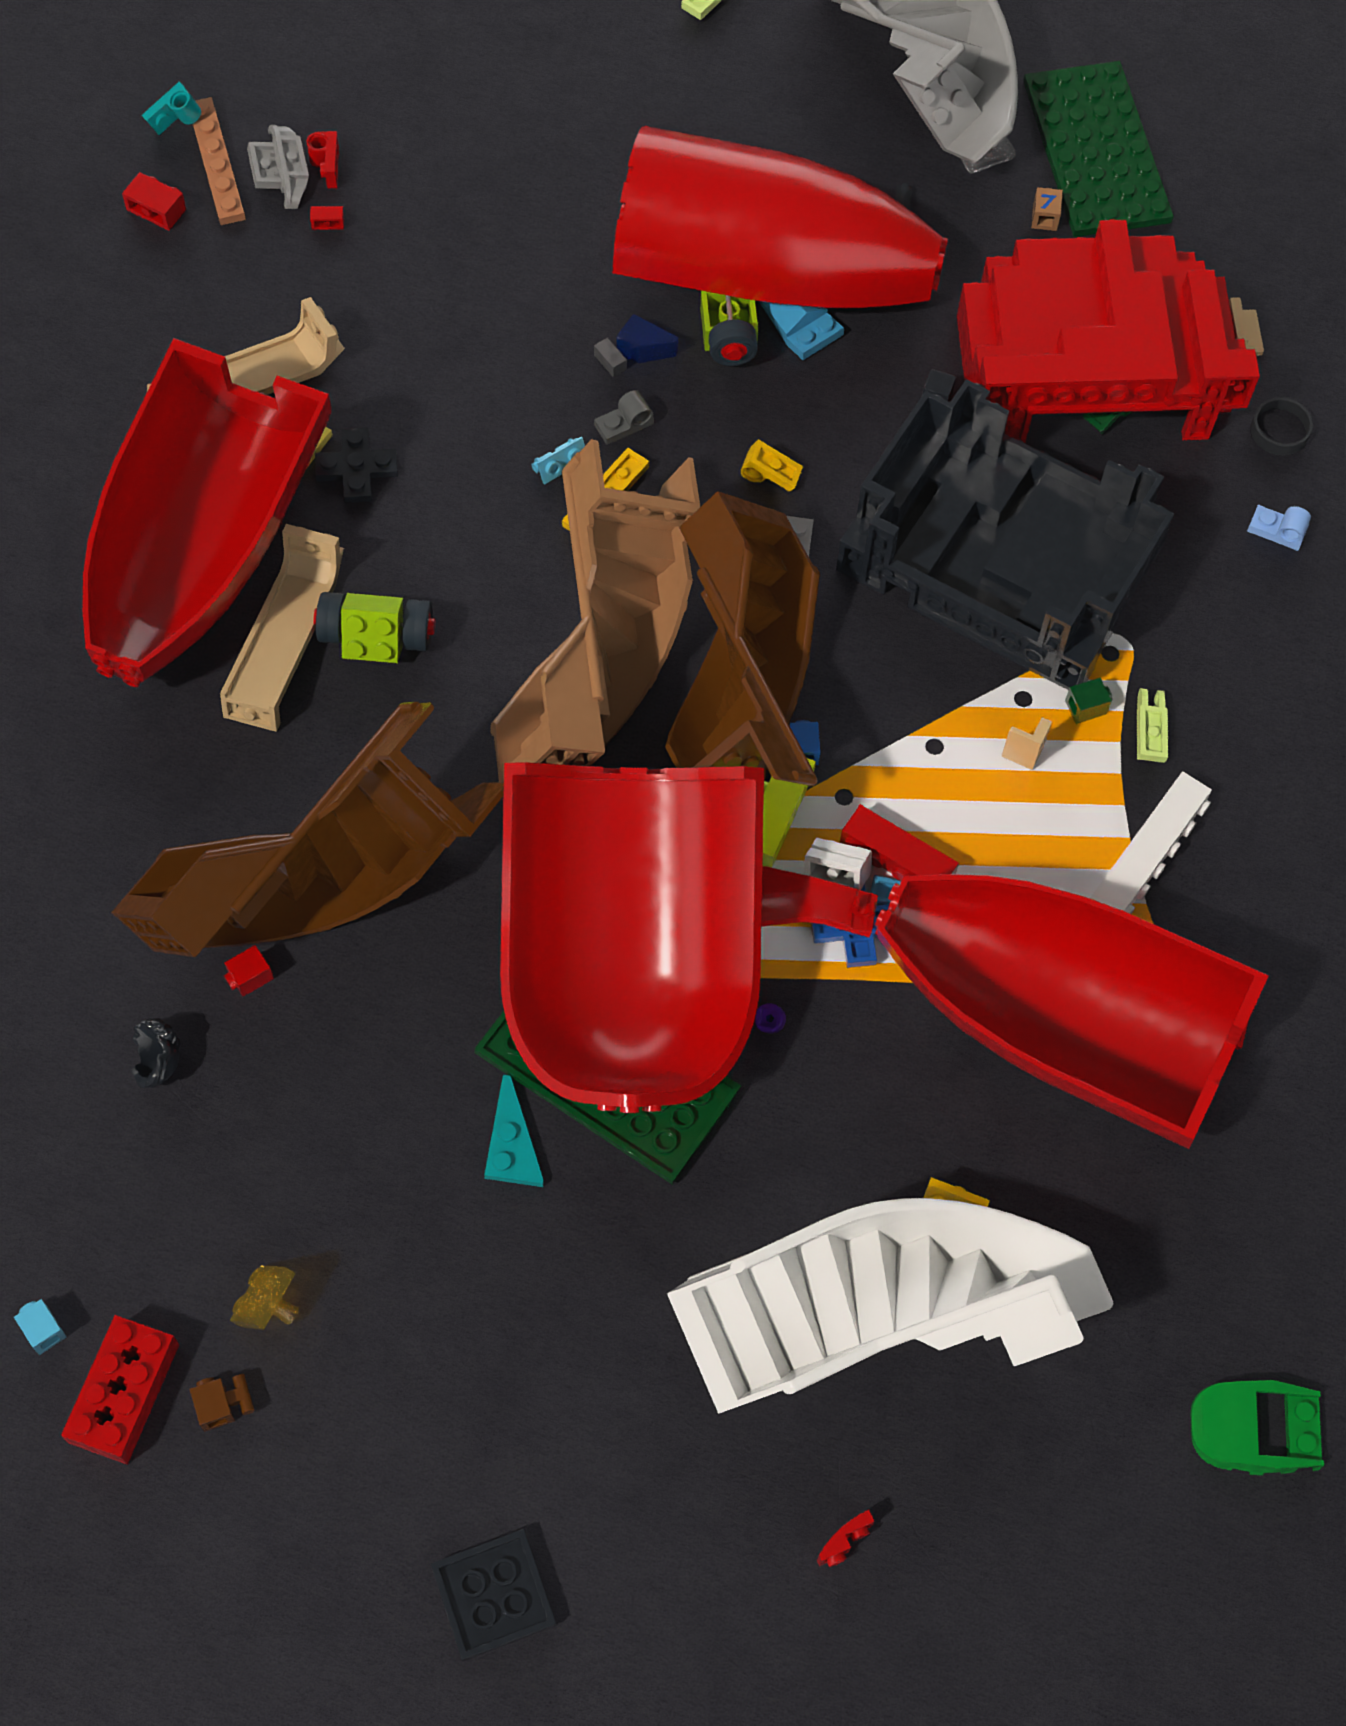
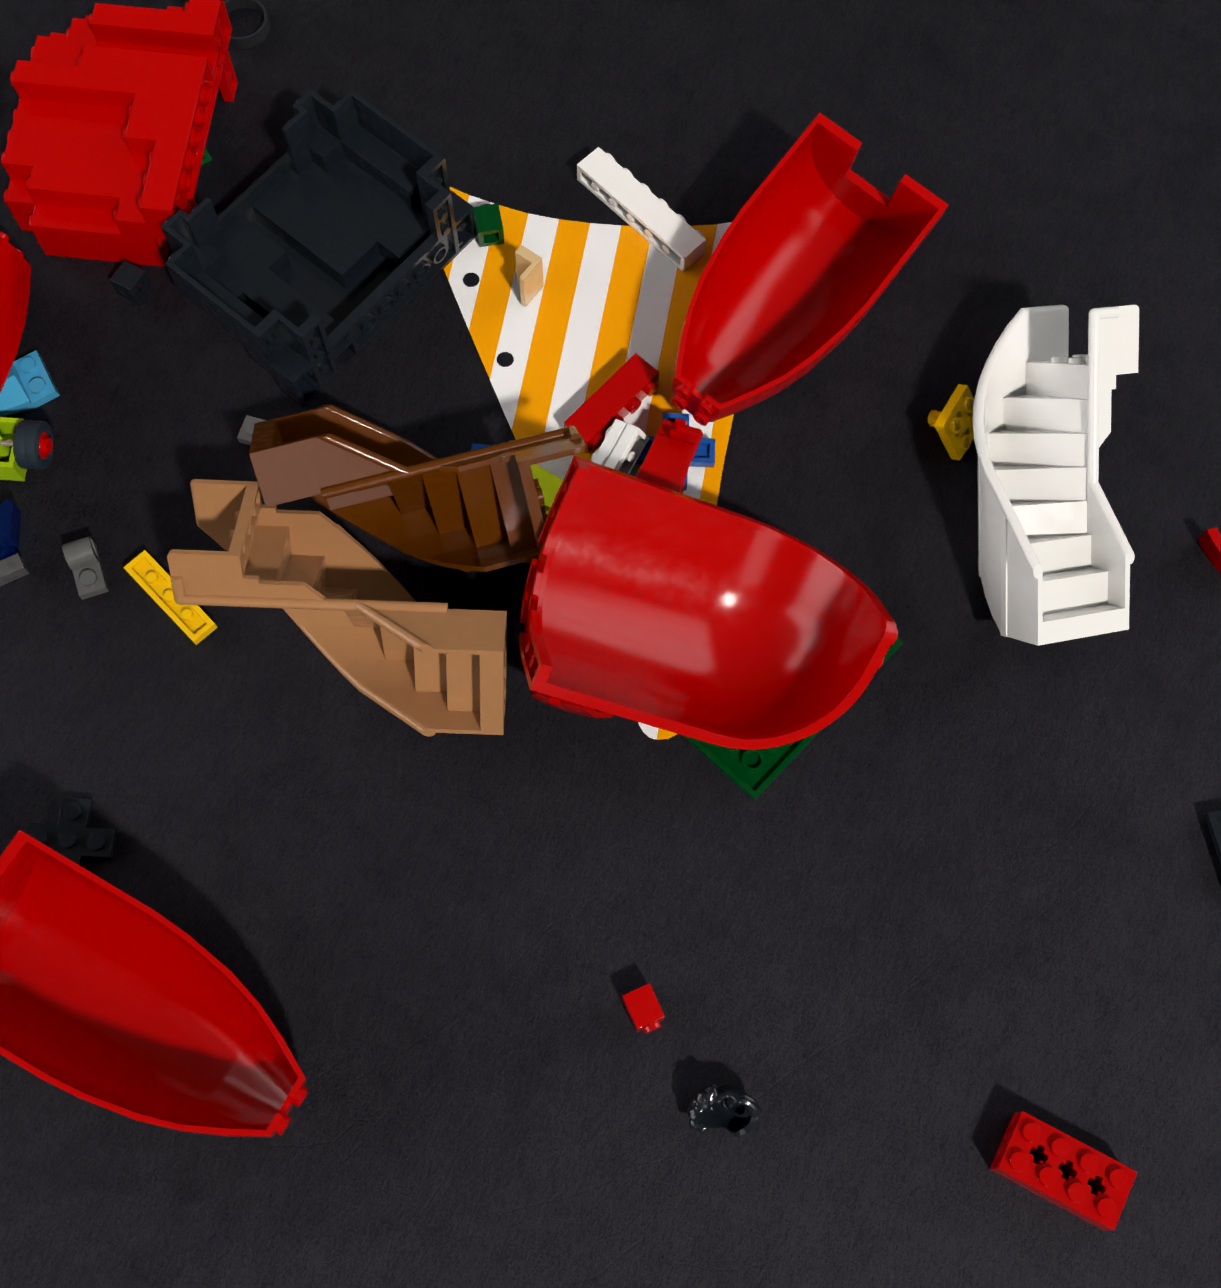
camera: 80 degrees left, 5 degrees up
(39, 1326) = (993, 1250): medium azure brick -> none
(215, 1403) = (1079, 1080): reddish brown brick -> none
(265, 1298) = (990, 1017): clear yellow plate -> none
(281, 629) = (260, 935): tan panel -> none
(345, 859) = (561, 1005): reddish brown piece -> none
(373, 625) = (280, 841): brick -> none
(511, 1150) = (852, 780): teal wing -> none
(552, 464) = (114, 624): medium azure hinge -> none
(769, 463) = (175, 443): yellow plate -> none
(882, 887) = (647, 421): dark azure tile -> none
(1152, 727) = (520, 183): yellowish green hinge -> none
(1227, 1427) = (1141, 261): green slope -> none
(1281, 528) = (346, 44): light blue plate -> none

